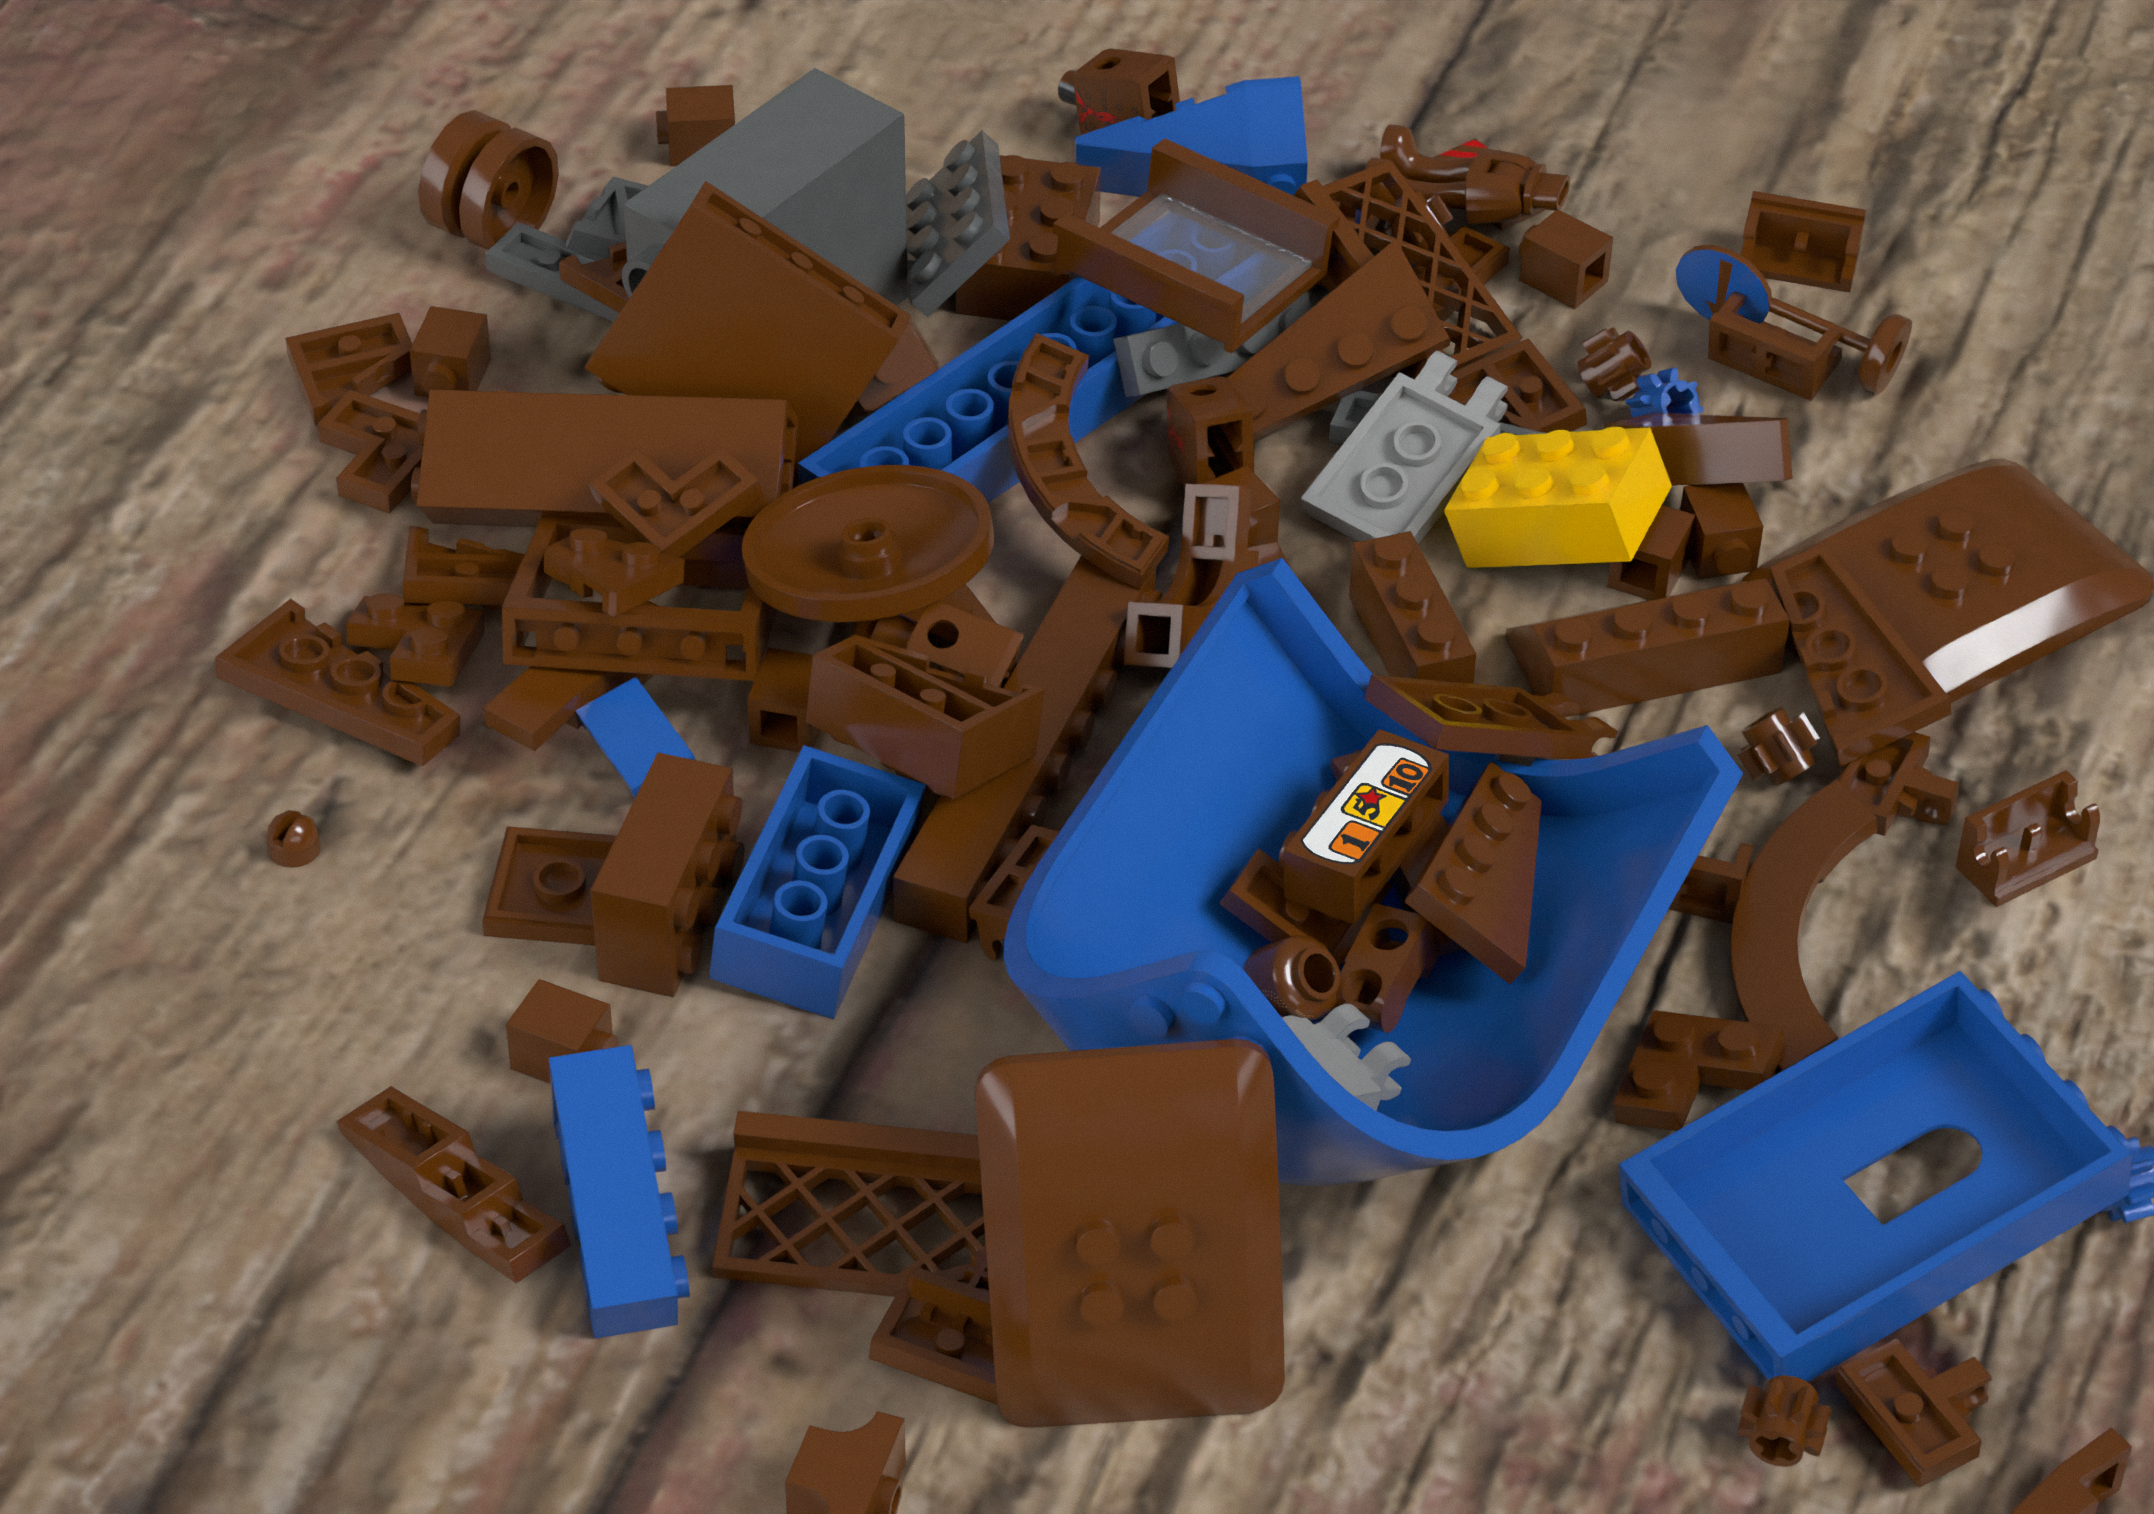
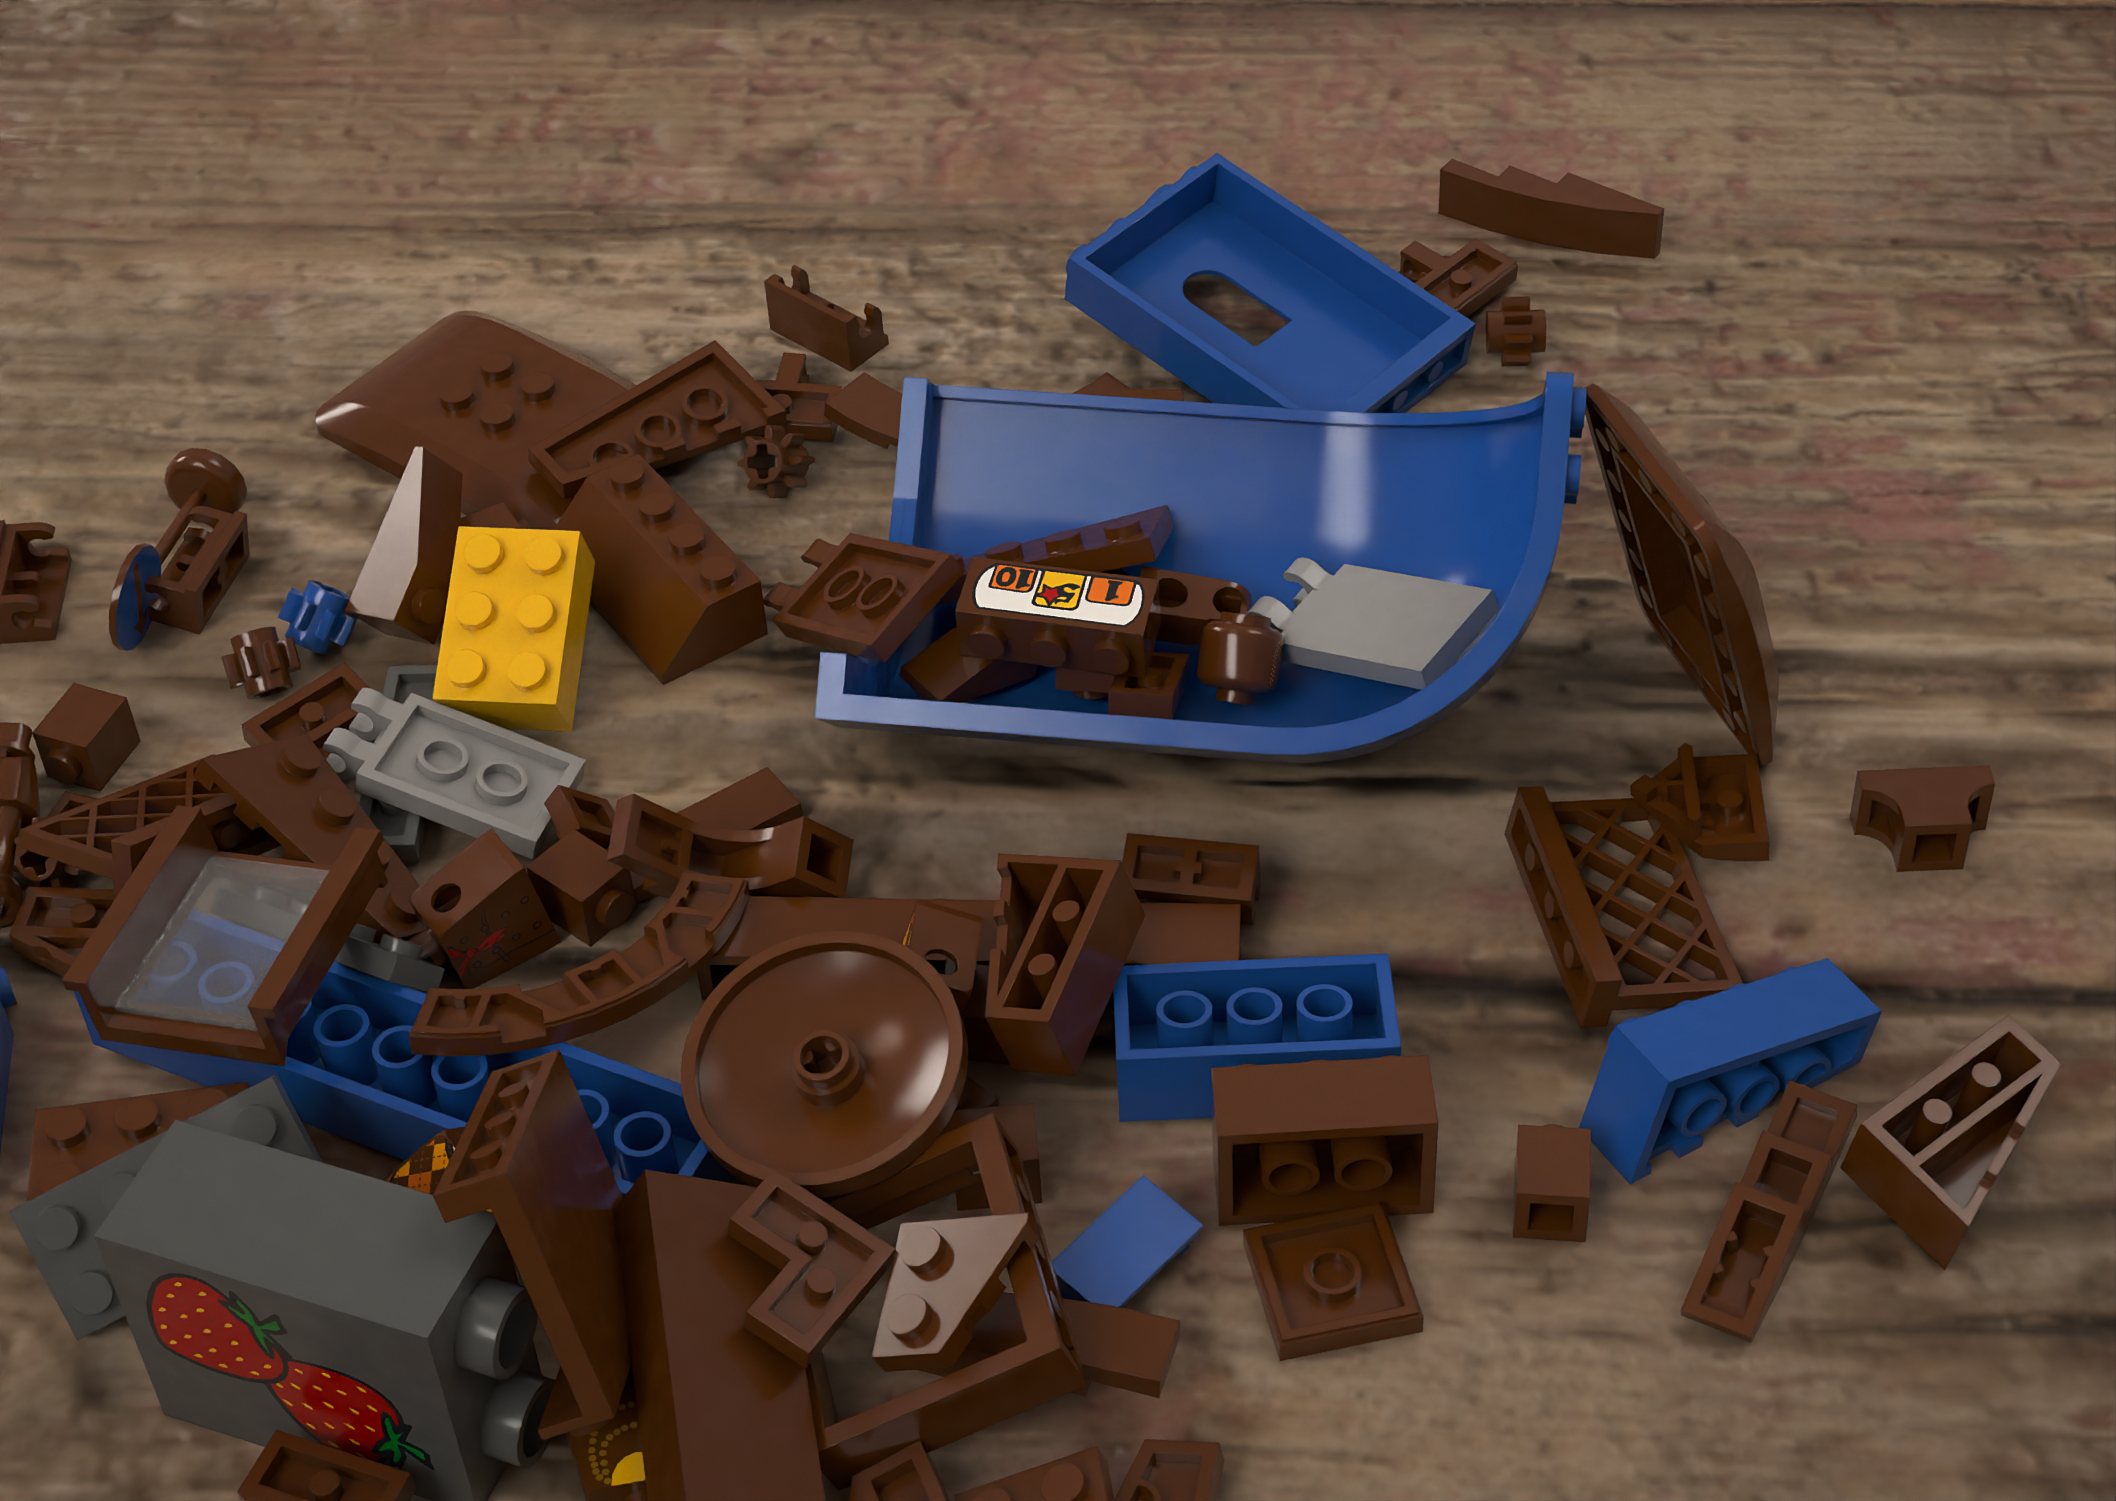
camera: 105 degrees left, 0 degrees up
(428, 1314) = (1950, 1134): none -> reddish brown wedge
(1313, 533) = (581, 812): none -> reddish brown plate
(1408, 612) = (702, 717): reddish brown brick -> none

